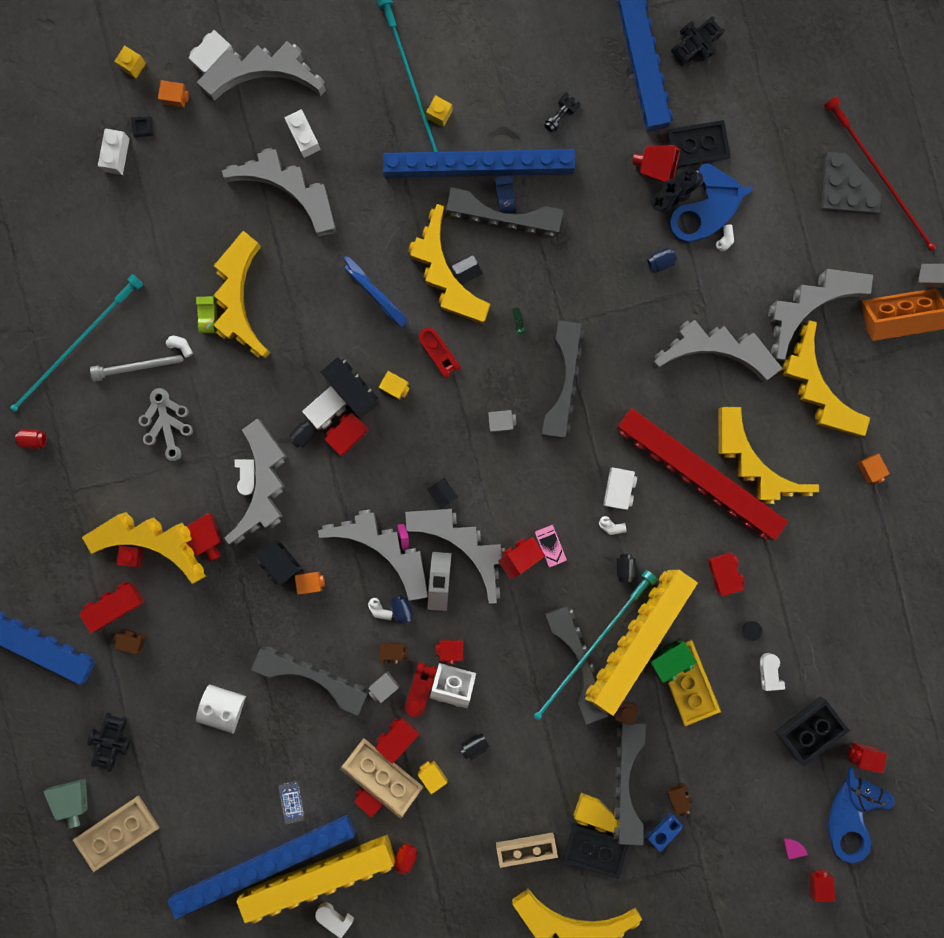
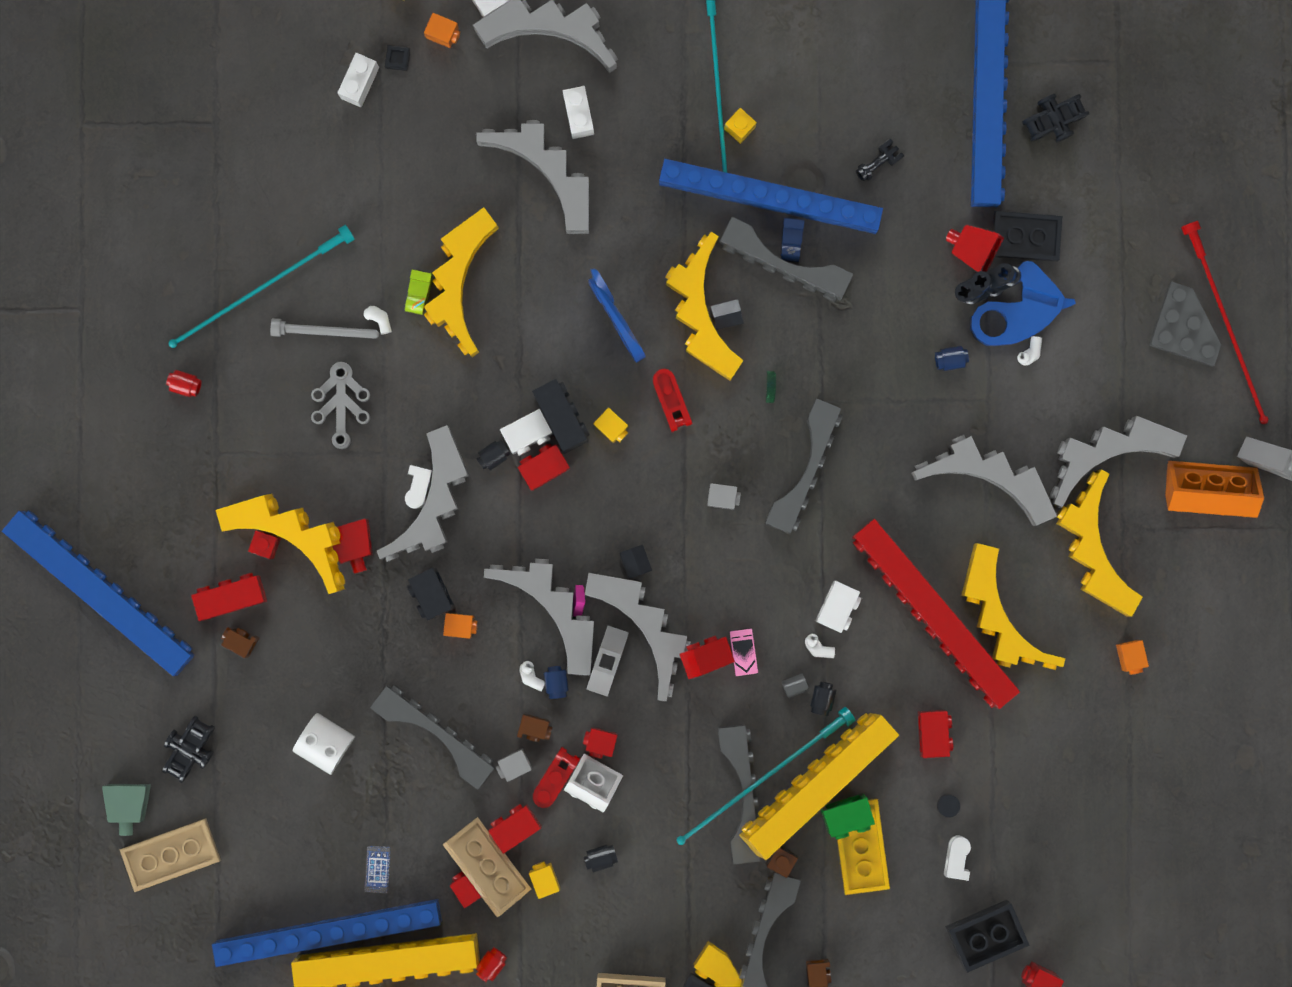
camera: 10 degrees right, 0 degrees up
(600, 562) = (795, 685): none -> dark grey brick

